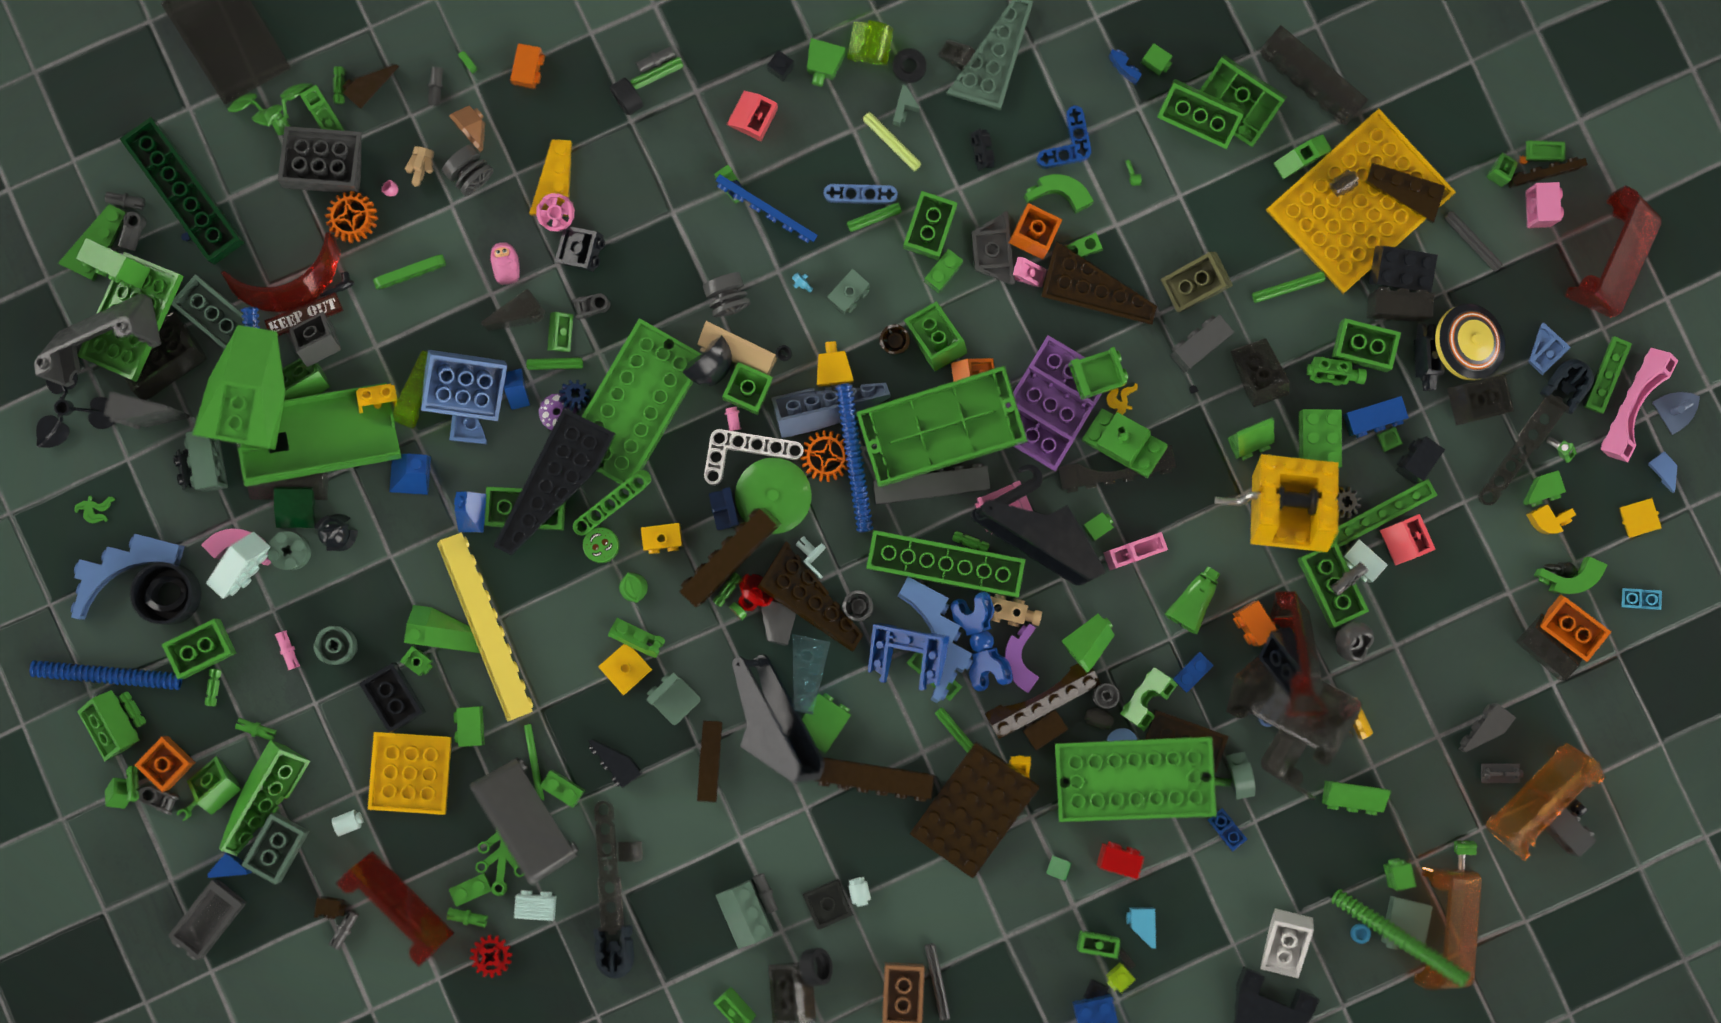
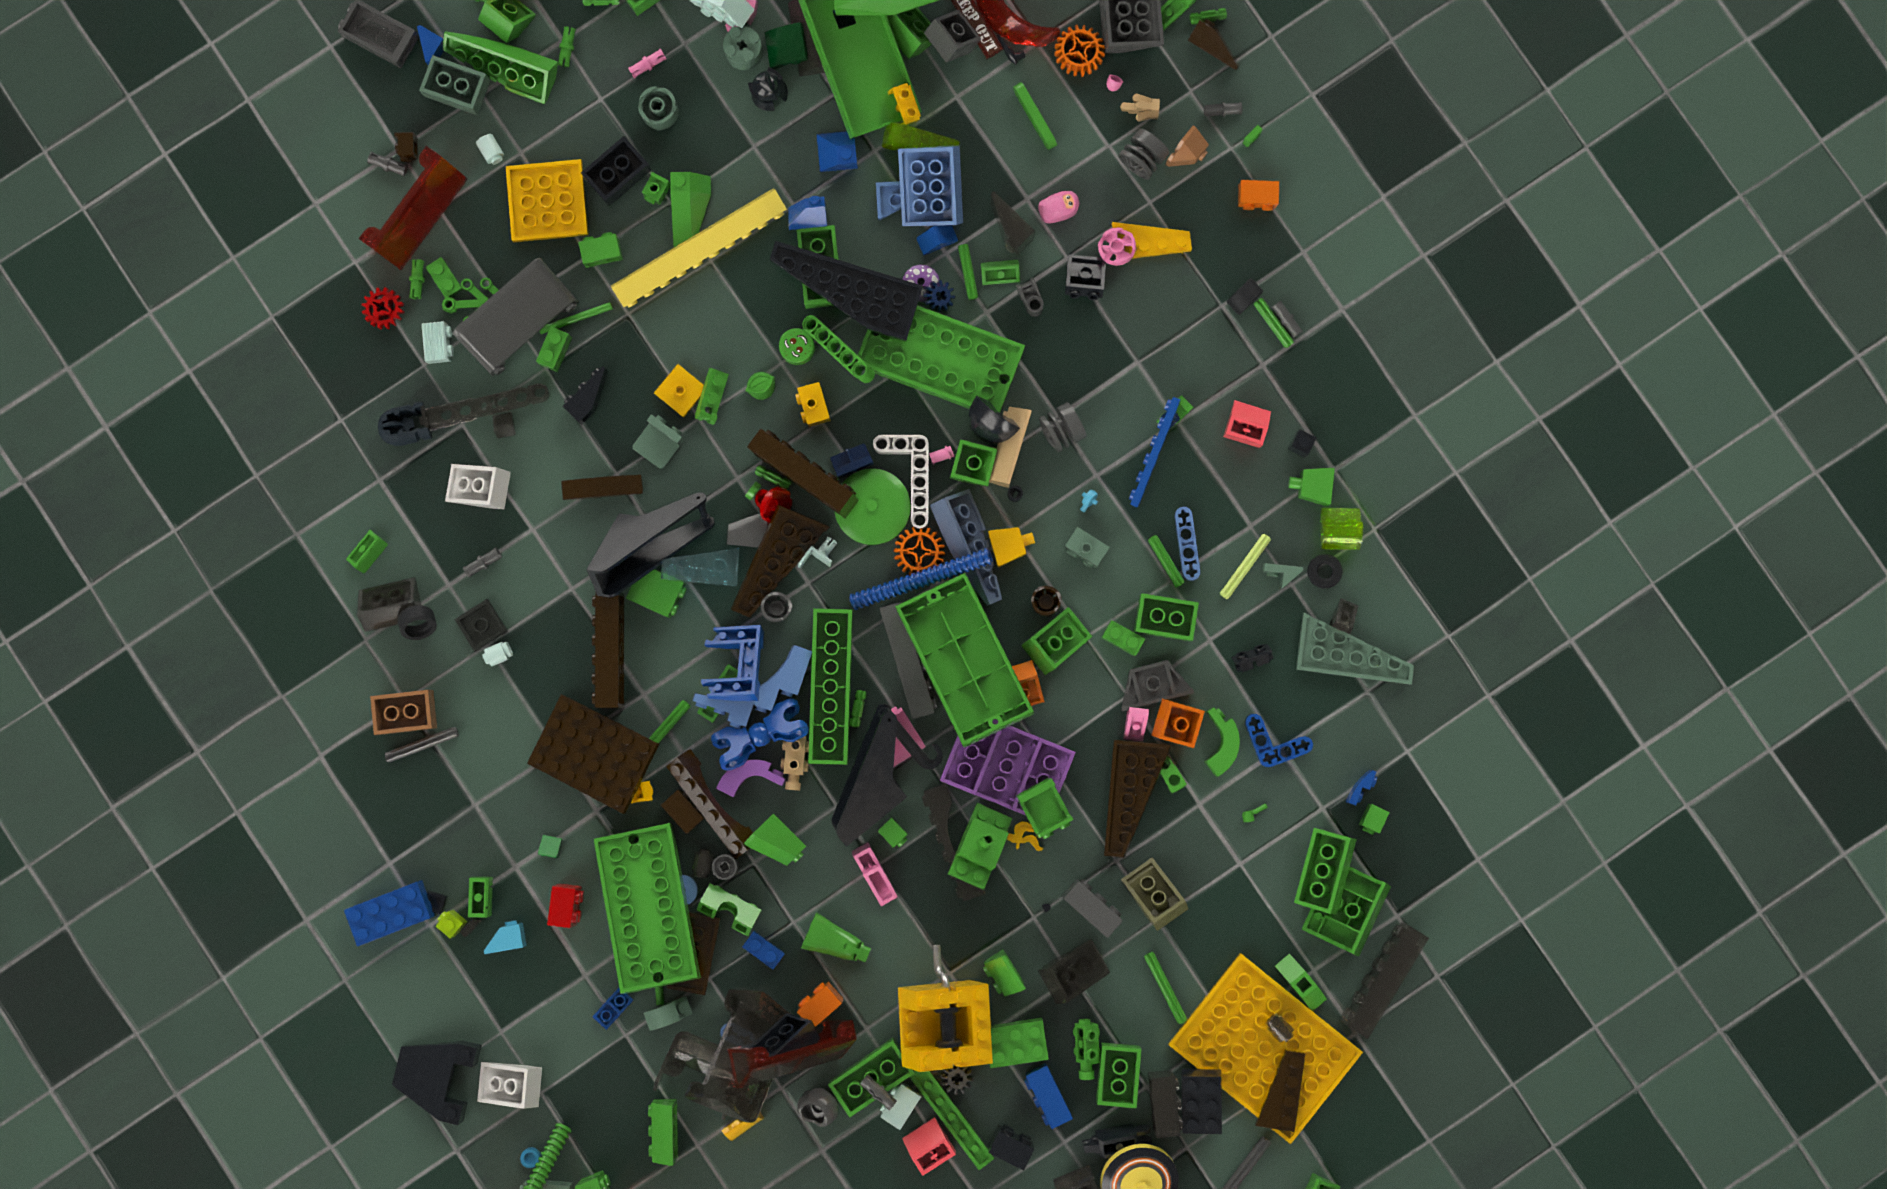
camera: 85 degrees right, 0 degrees up
(687, 886) = (478, 486): none -> white slope
(744, 914) = (459, 546): sand green slope -> none
(1389, 439) = (1028, 1113): bright green tile -> none

